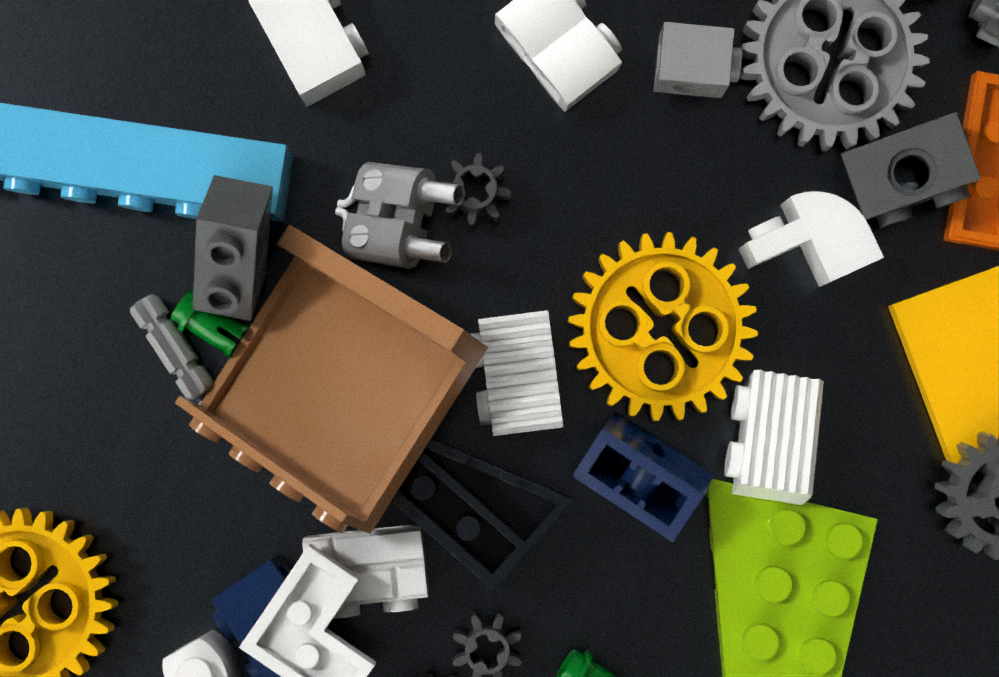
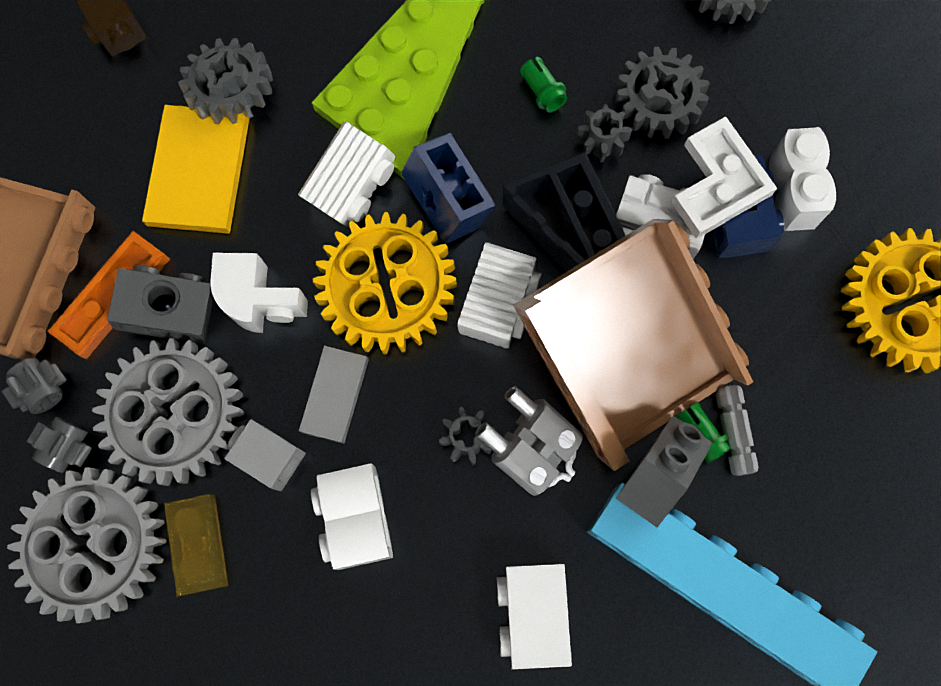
camera: 150 degrees left, 10 degrees down
(654, 169) = (334, 395): none -> light grey tile

